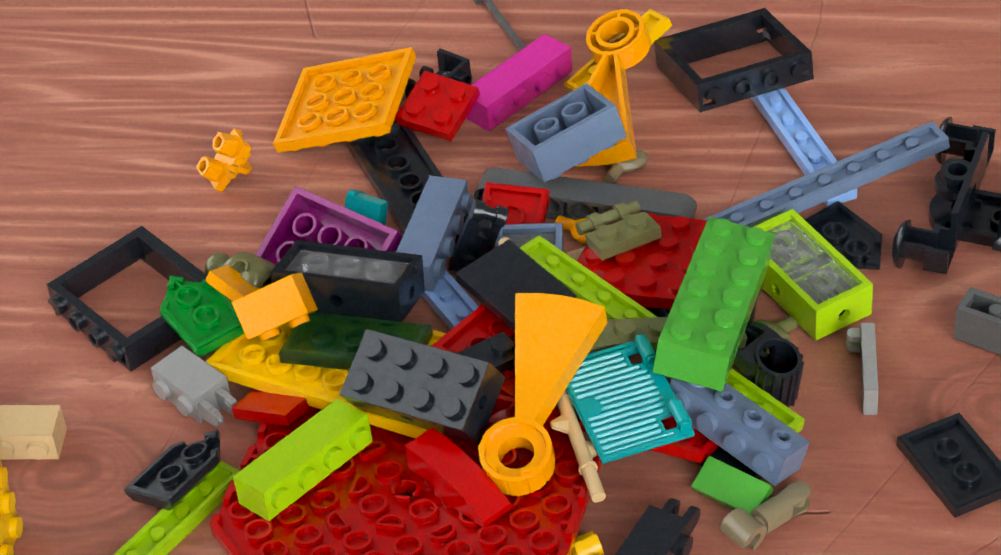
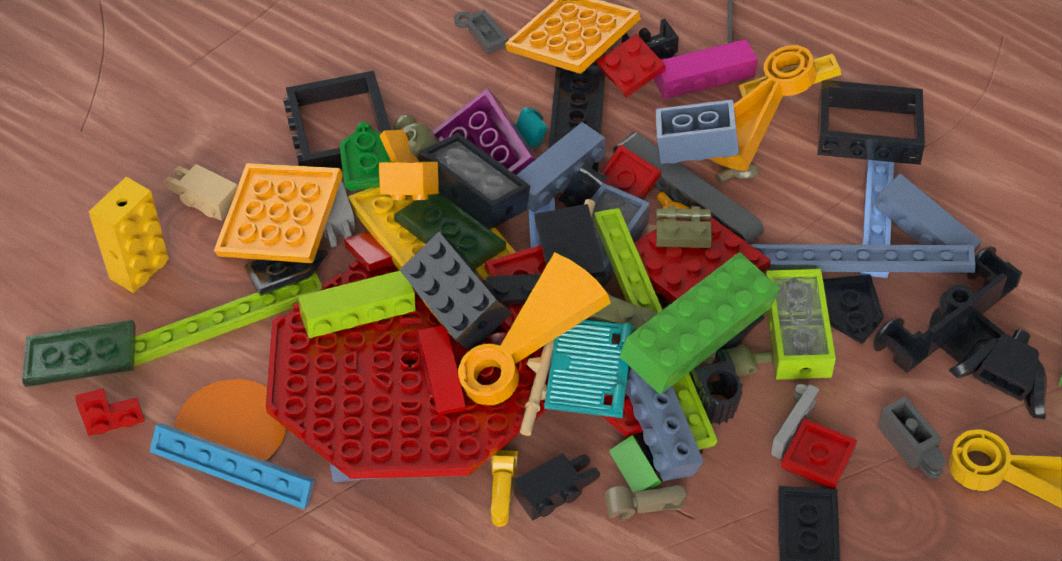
camera: 25 degrees right, 10 degrees up
(134, 412) = (279, 213): none -> light orange plate
(229, 160) = (465, 45): light orange hips -> none
(260, 143) = (483, 30): none -> dark grey hinge
(852, 121) = (922, 216): none -> sand blue brick
(916, 388) = (819, 453): none -> red plate

